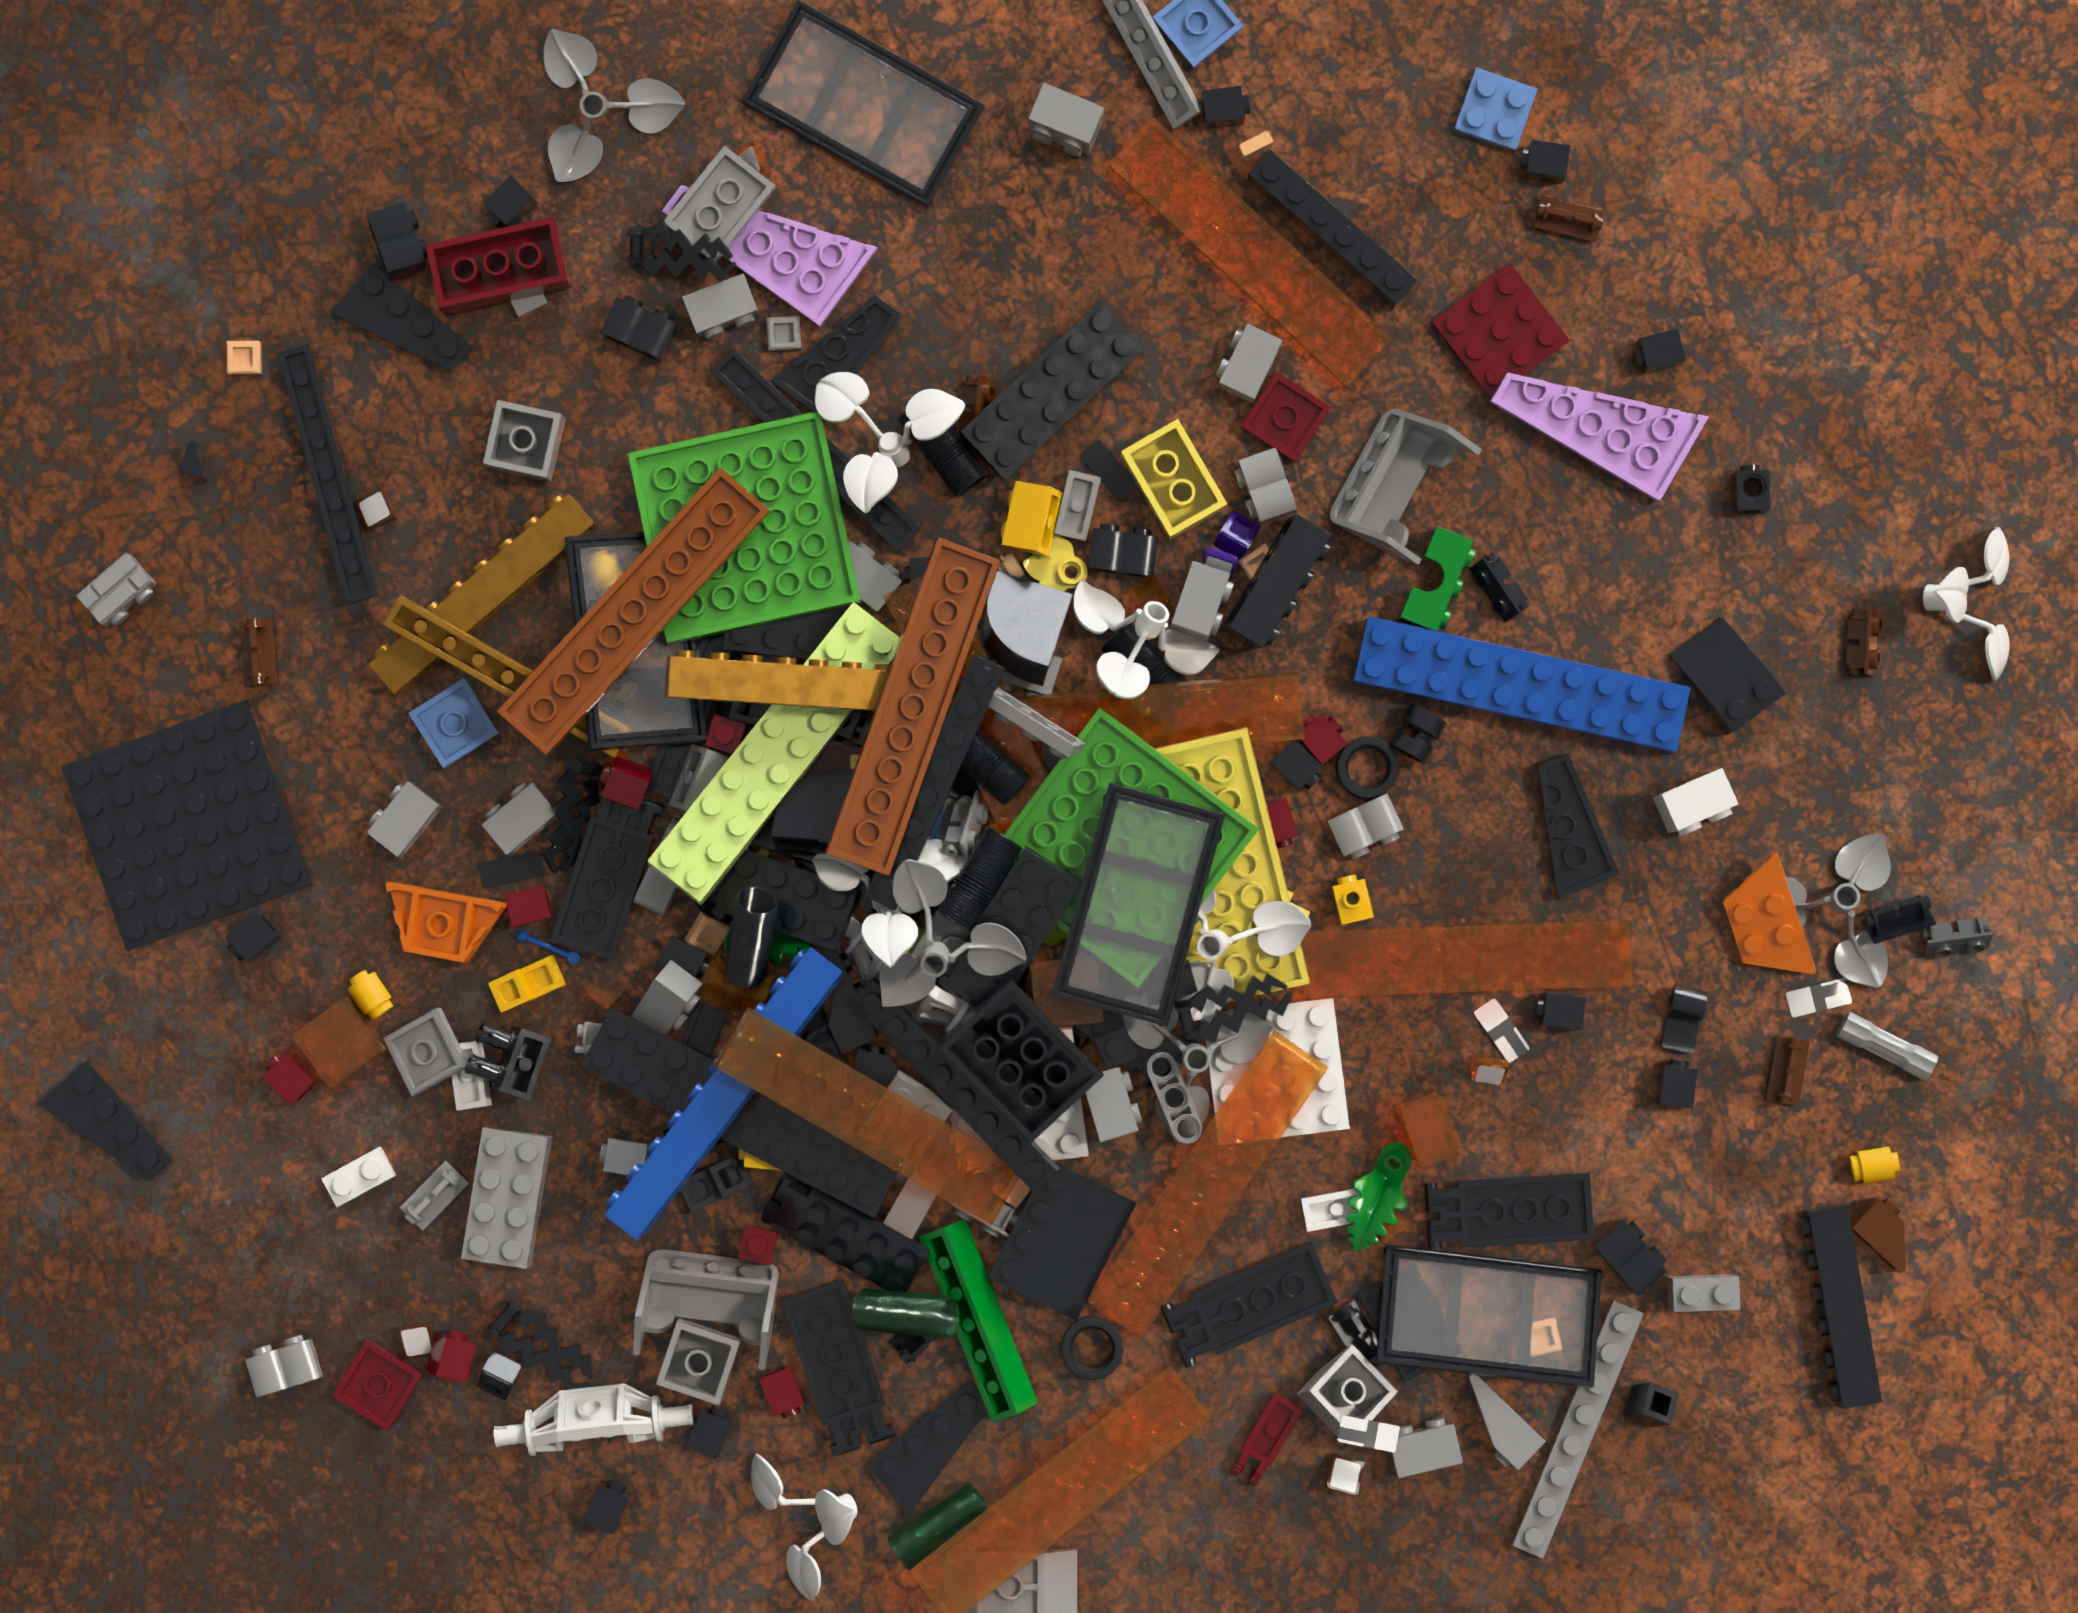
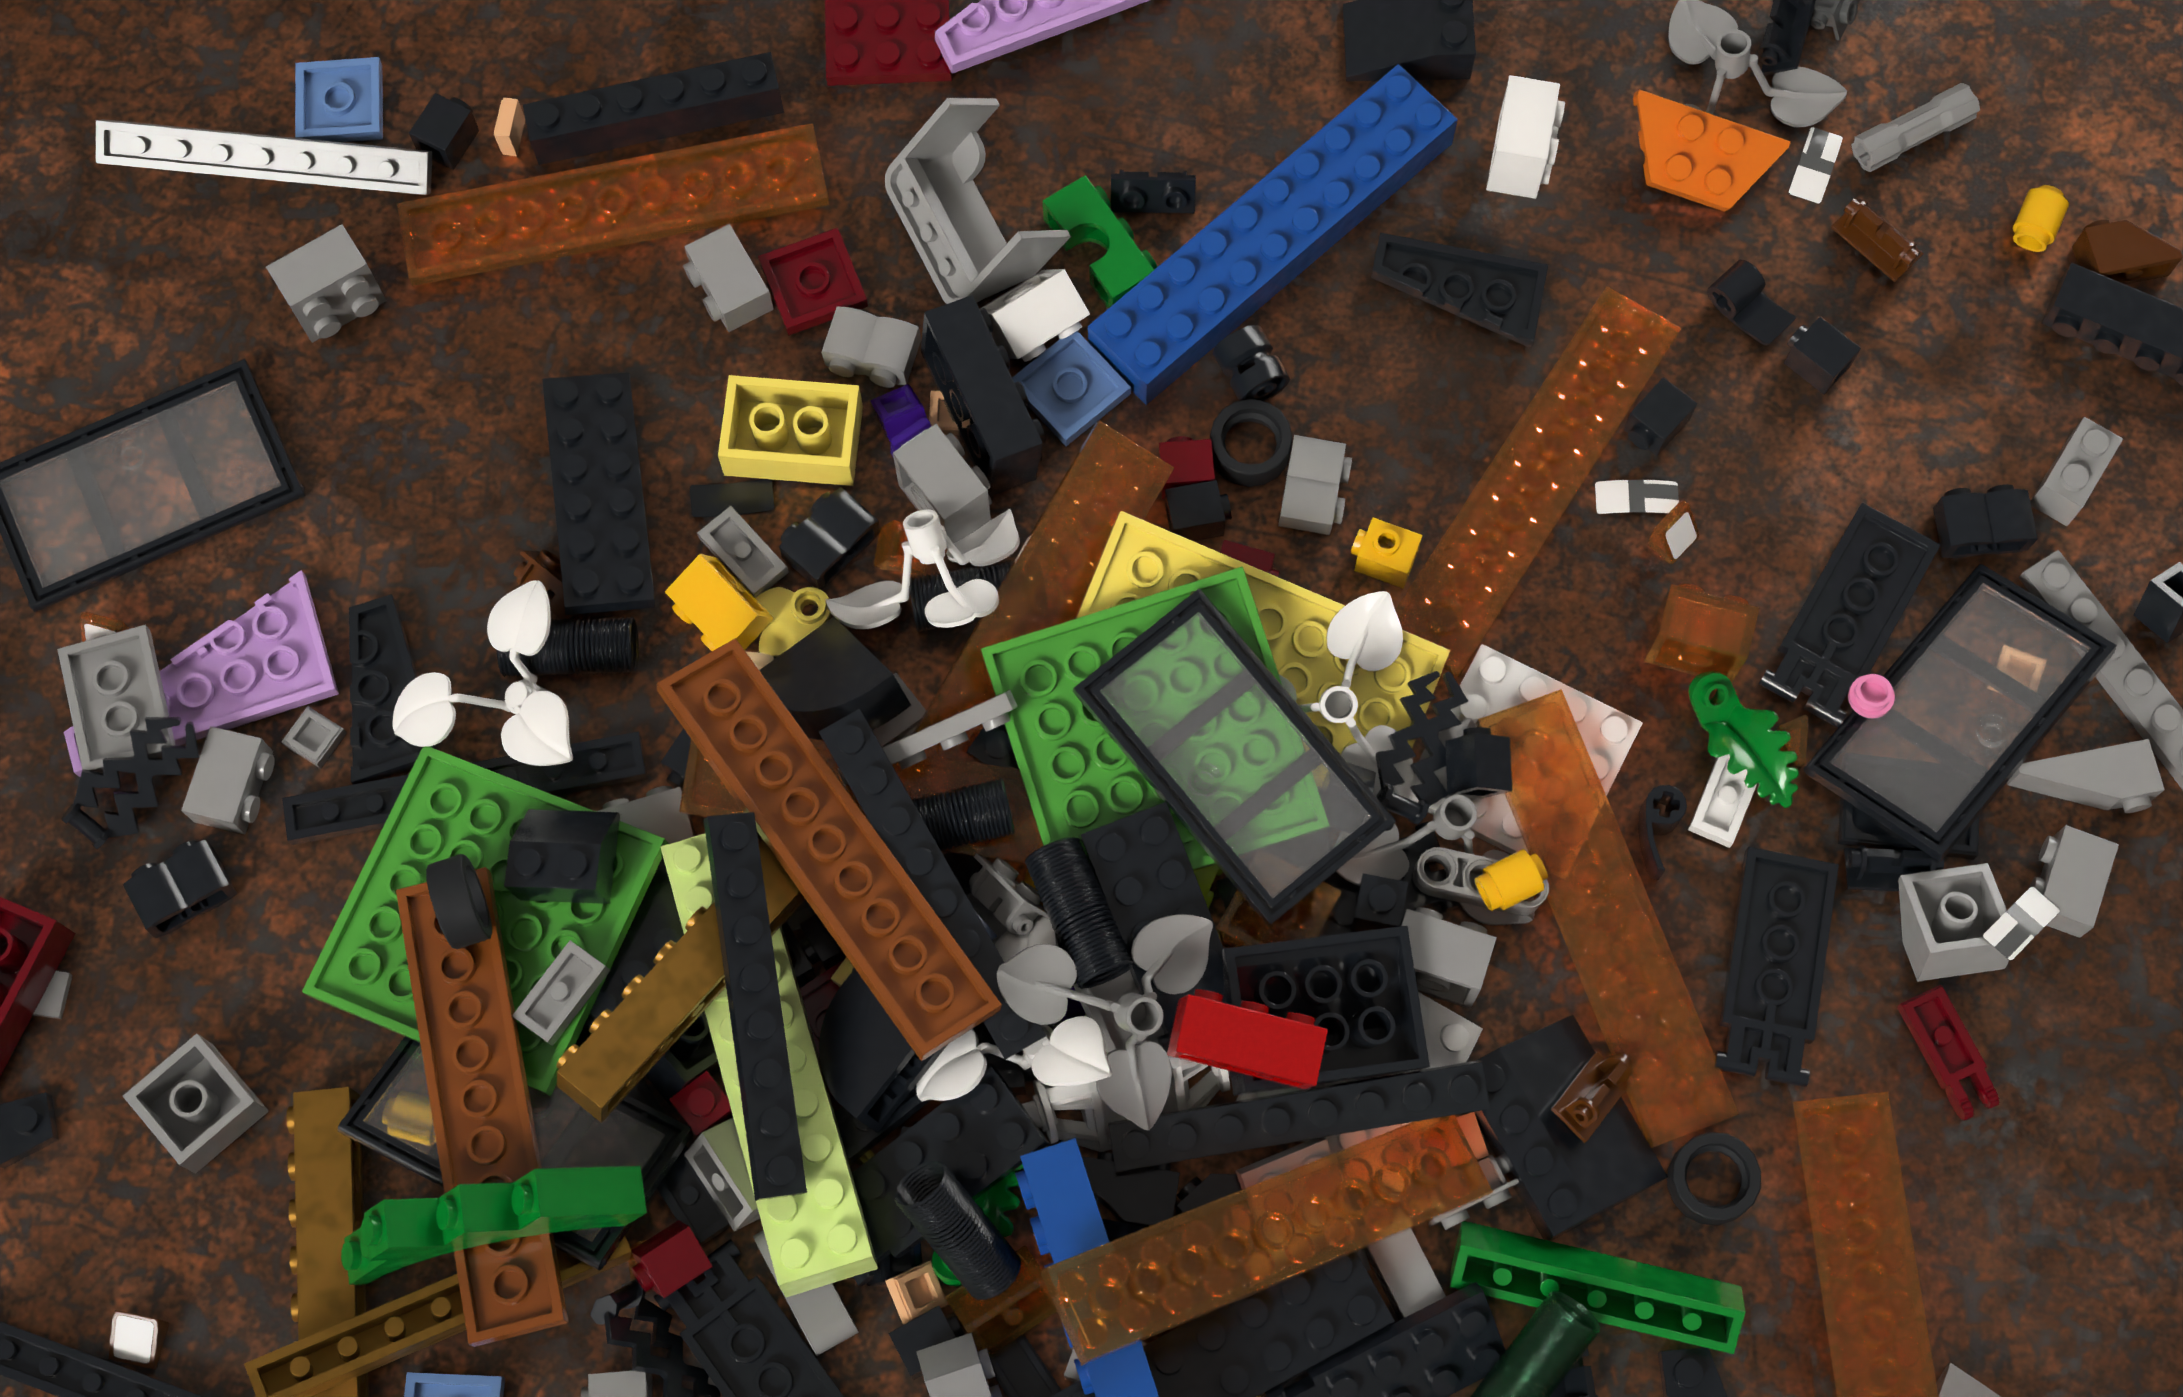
camera: 60 degrees left, 15 degrees down
(572, 672) = (485, 1213): none -> green arch
(727, 610) = (561, 993): none -> light grey plate
(733, 516) = (459, 901): none -> black tyre
(790, 734) = (755, 1006): none -> black plate
(809, 549) = (563, 856): none -> black slope
(965, 1031) = (1247, 1039): none -> red brick
(1090, 1246) = (1593, 1093): none -> reddish brown hinge
(1179, 1117) = (1511, 880): none -> yellow brick
(1243, 1049) = (1478, 764): none -> black brick
(1287, 1172) = (1652, 824): none -> black panel
(1327, 629) = (1071, 387): none -> medium blue plate
(1344, 1475) = (2047, 992): white slope -> none
(1356, 572) = (1036, 313): none -> white slope
(1458, 1257) = (1871, 696): none -> bright pink plate

